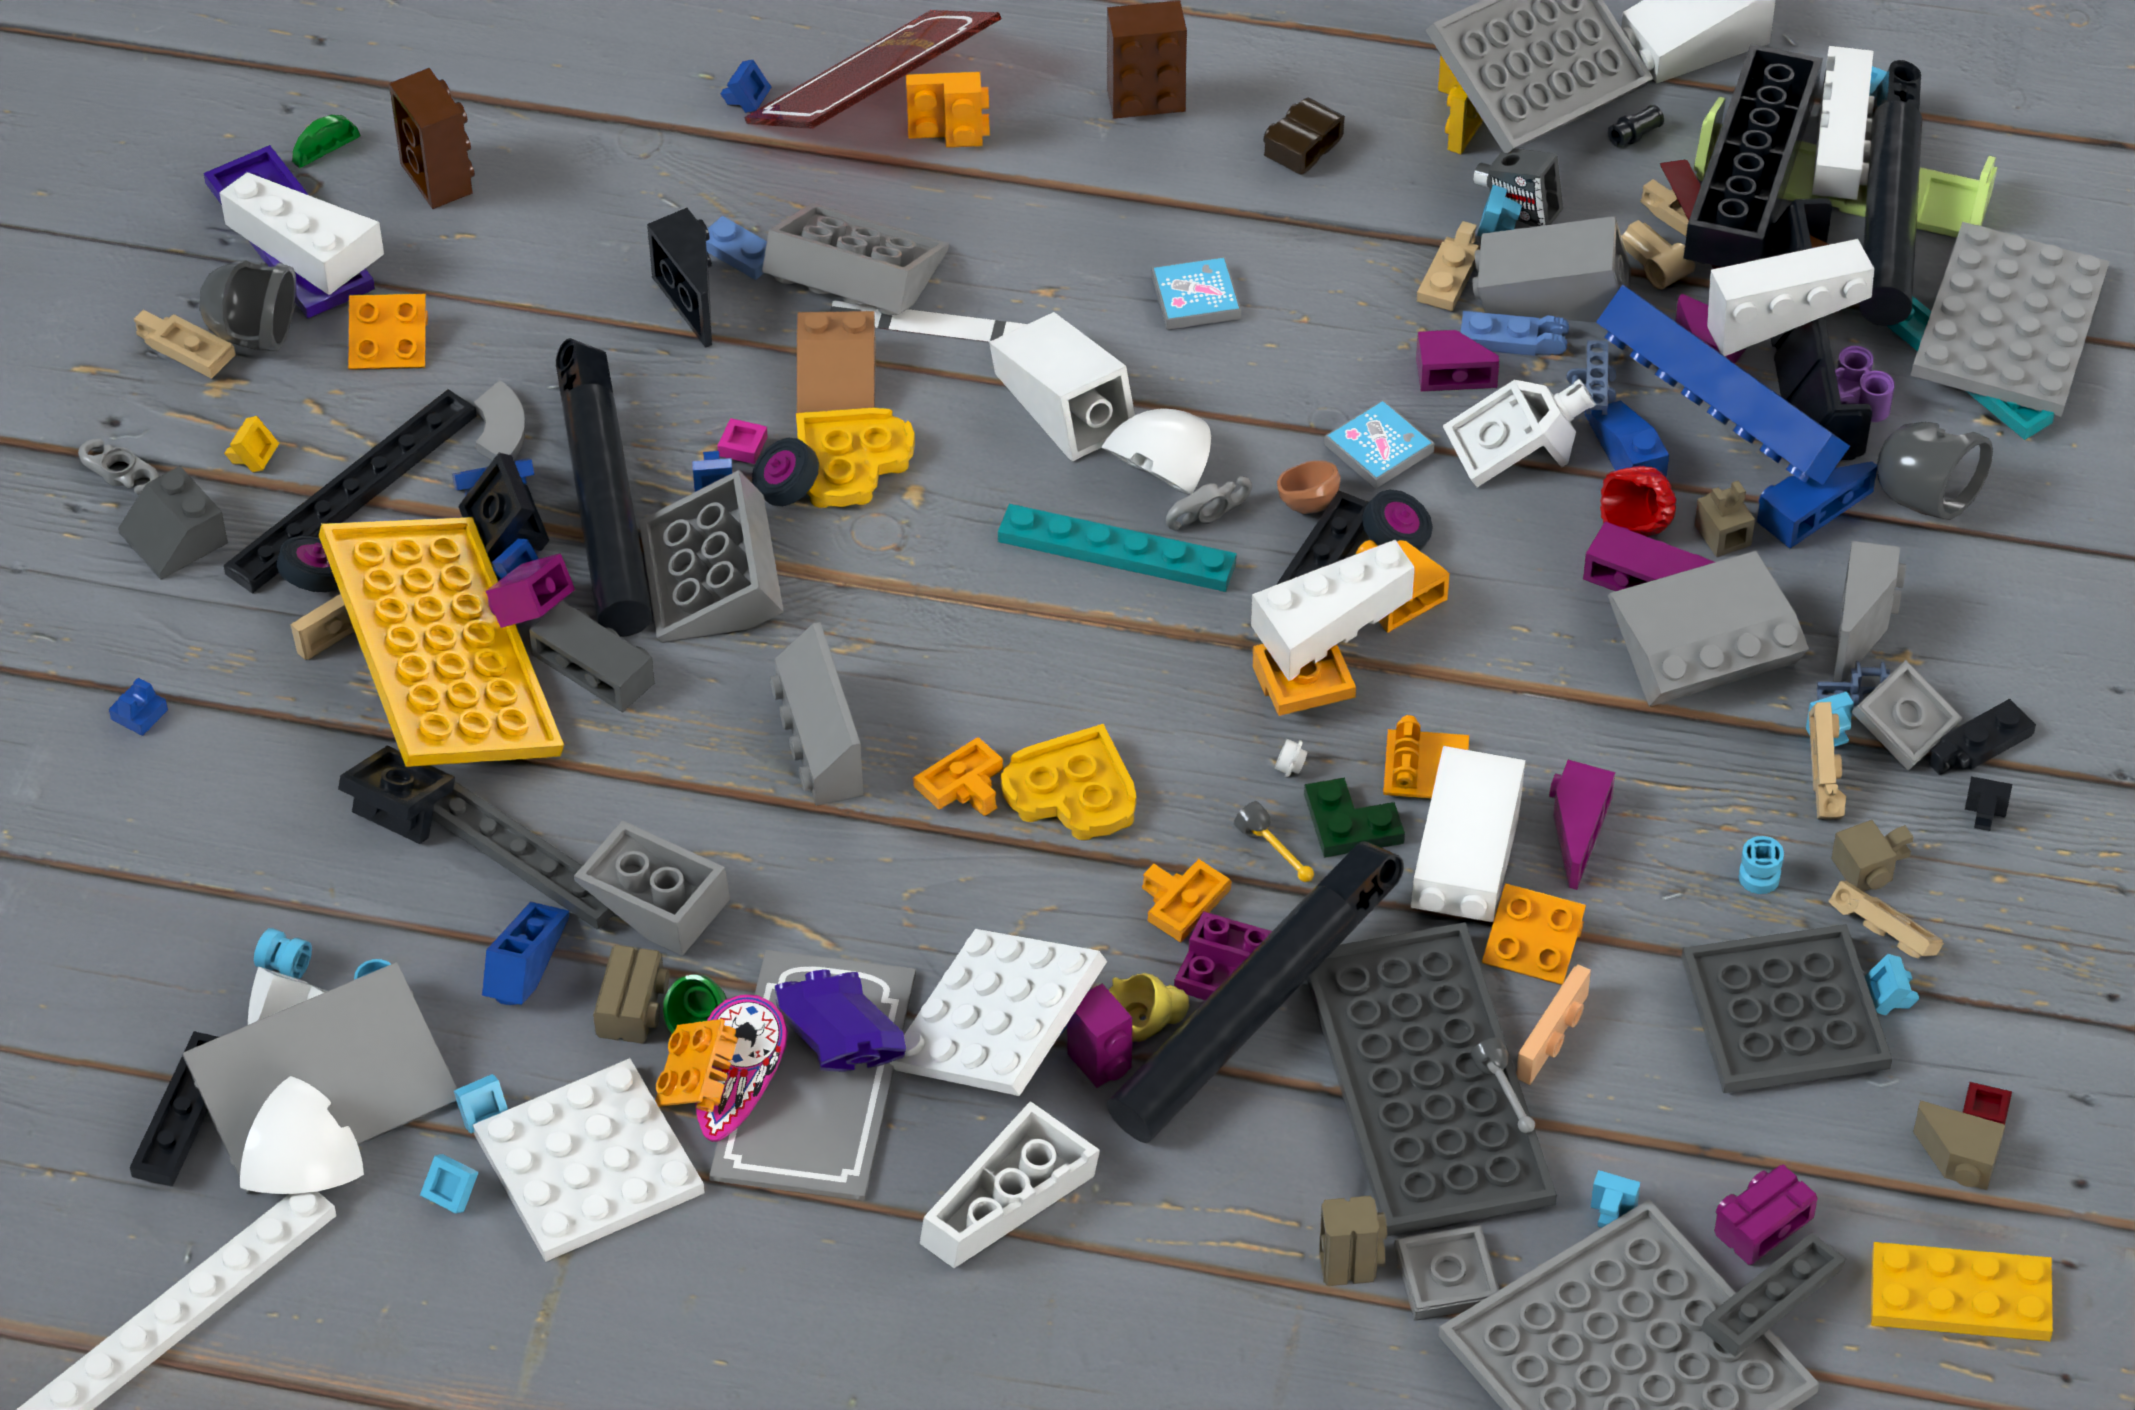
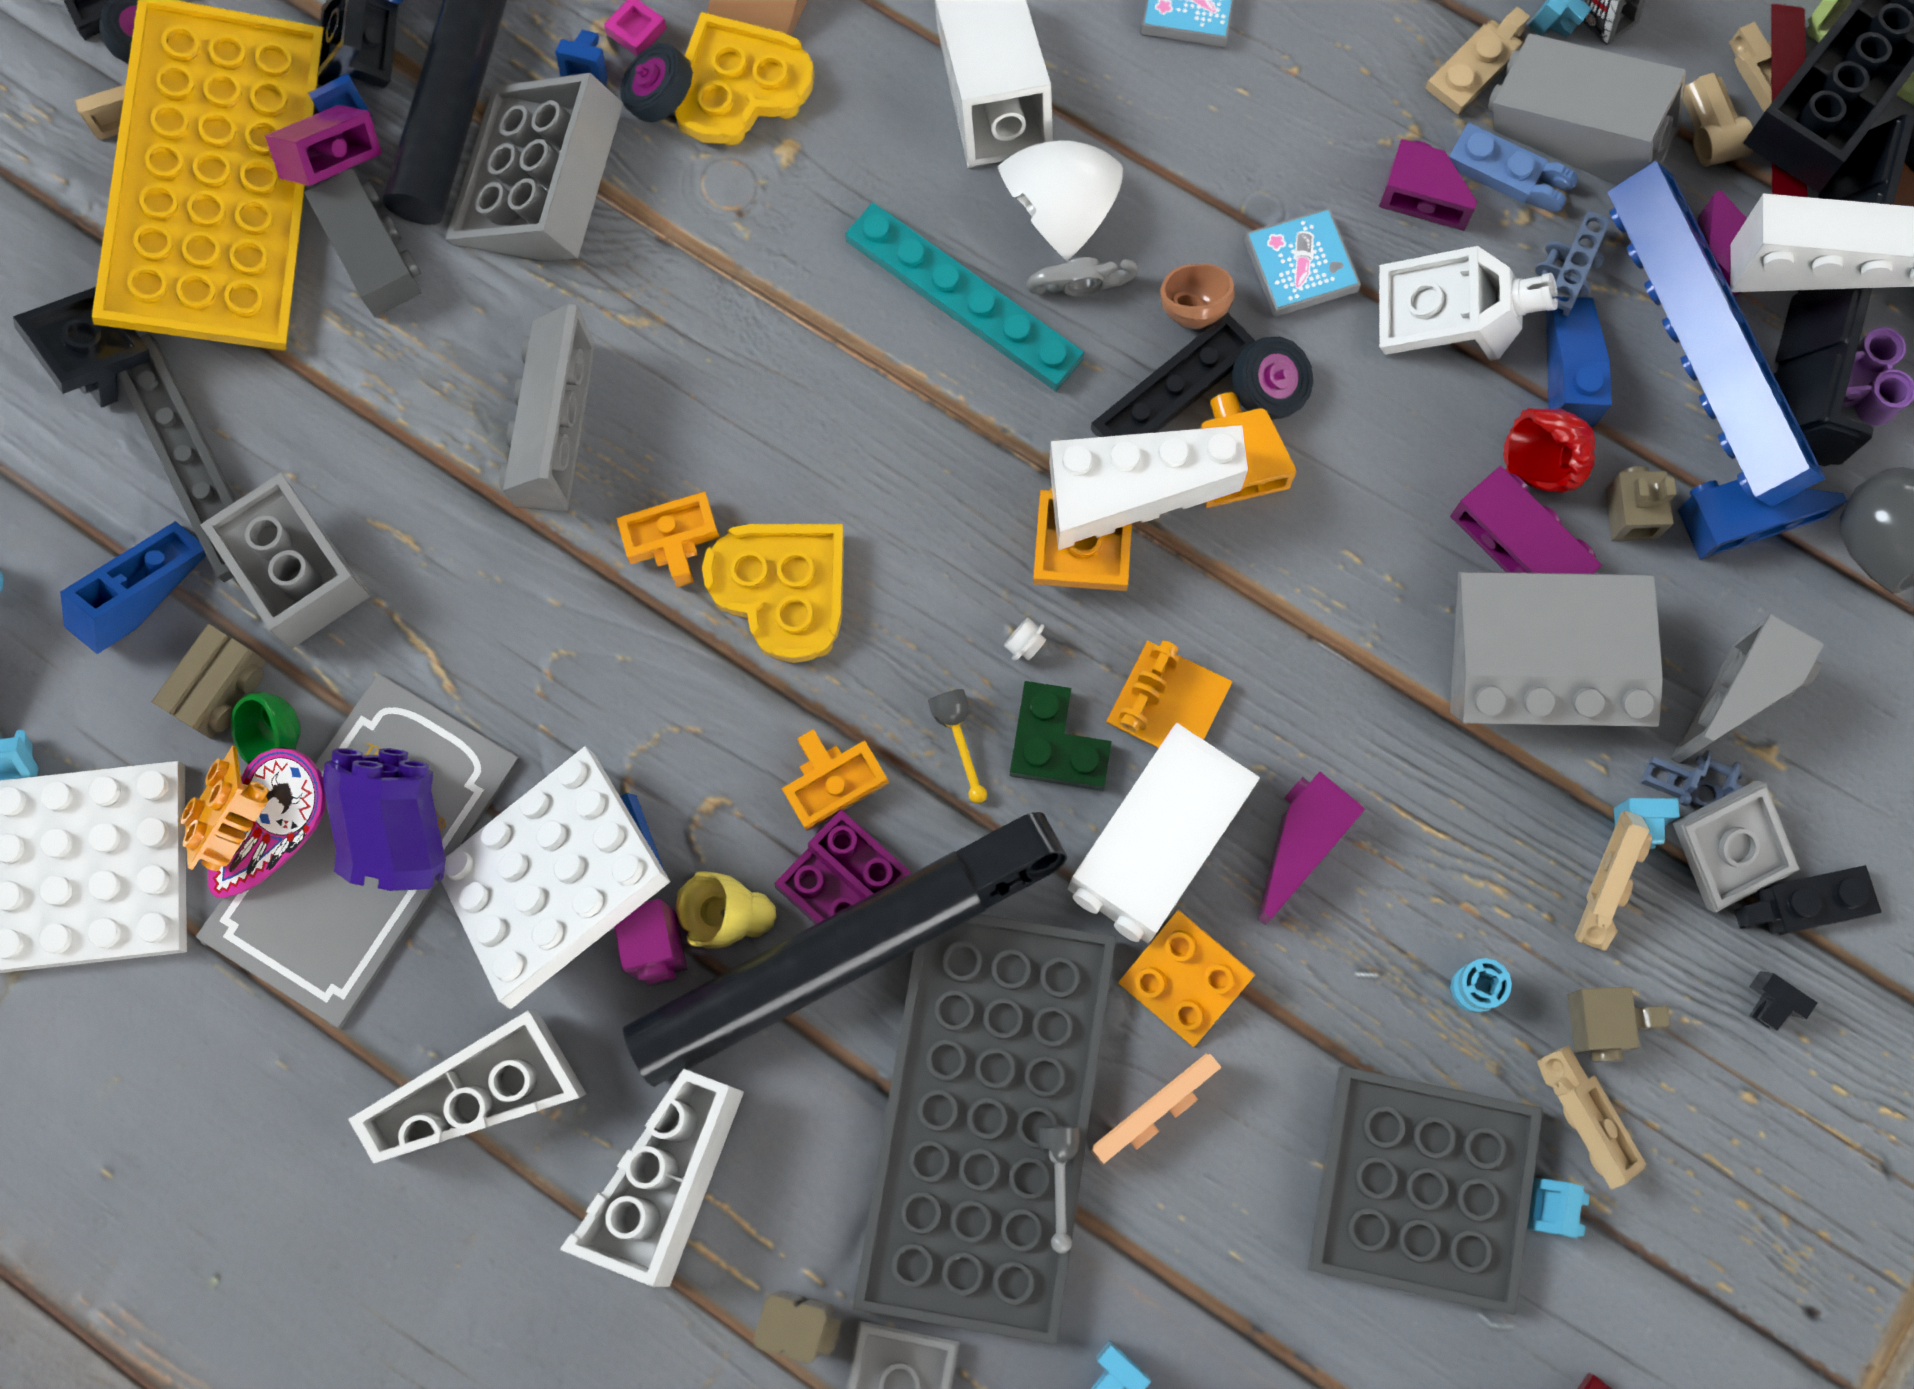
camera: 25 degrees right, 25 degrees up
(1190, 1203) = (657, 1191): none -> white wedge

